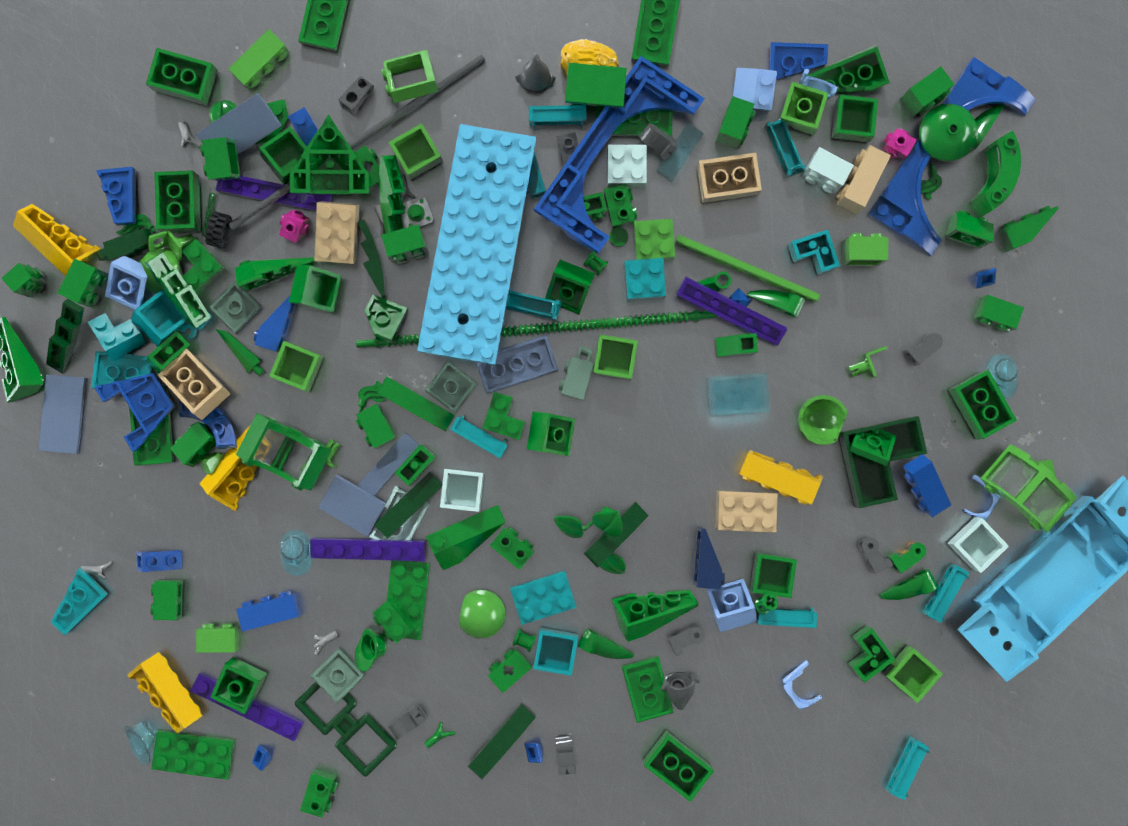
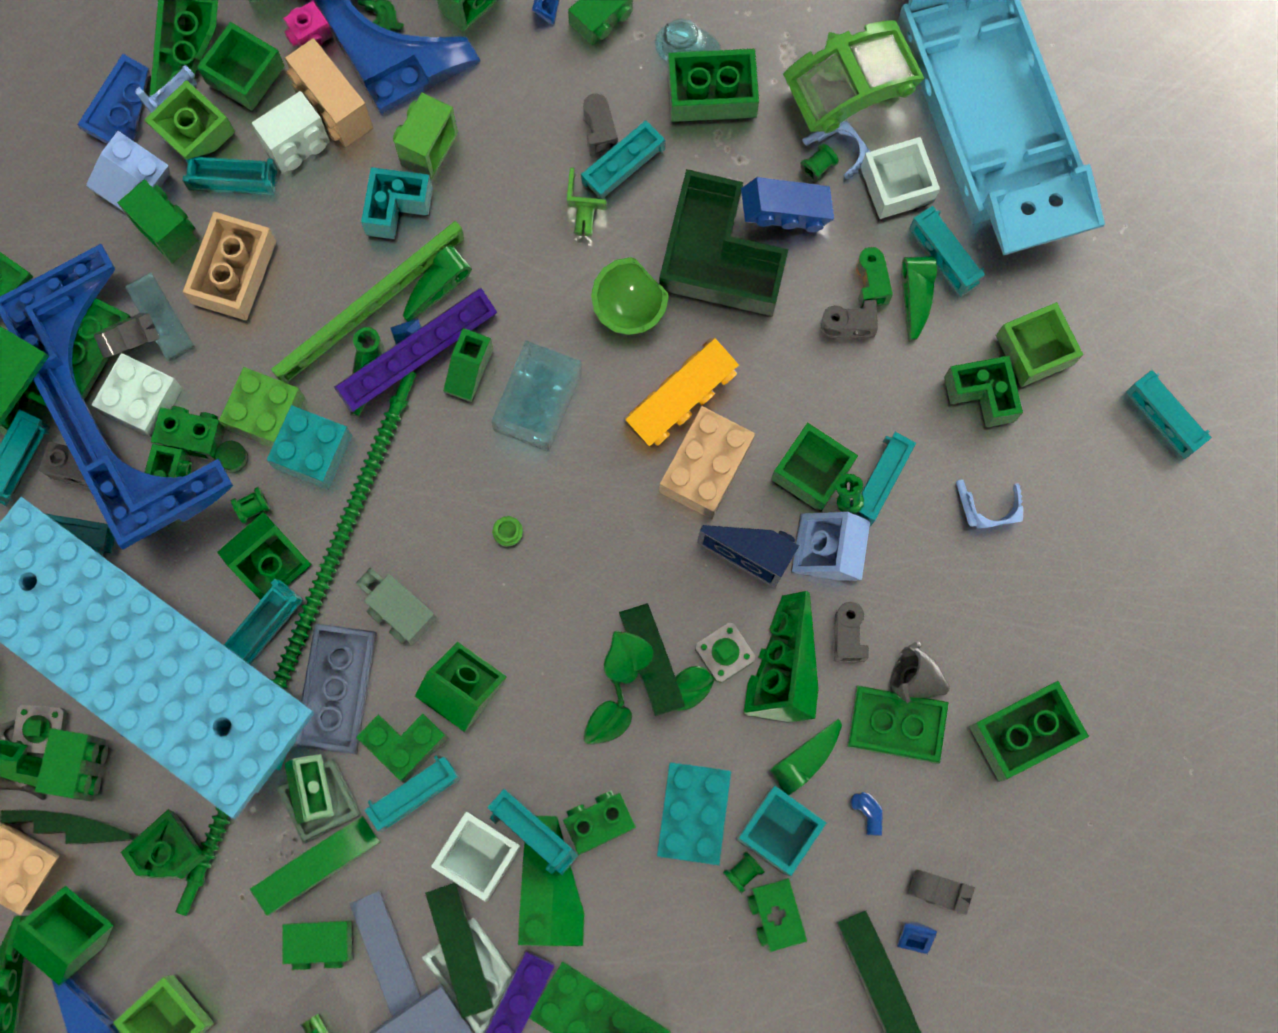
camera: 70 degrees left, 10 degrees down
(367, 393) = (264, 928): green piece -> none
(415, 465) = (404, 909): green brick -> none
(454, 379) = (308, 789): none -> green slope
(482, 614) = (676, 917): bright green cylinder -> none
(489, 514) = (532, 831): none -> teal container
(592, 696) = (871, 810): none -> blue arm
(615, 357) = (397, 540): bright green piece -> none
(641, 572) = (725, 652): none -> flat silver piece
(651, 416) = (507, 531): none -> bright green plate
(874, 445) = (698, 245): green plate -> none
(908, 374) = (623, 160): none -> teal container
(965, 491) = (819, 162): none -> green bush

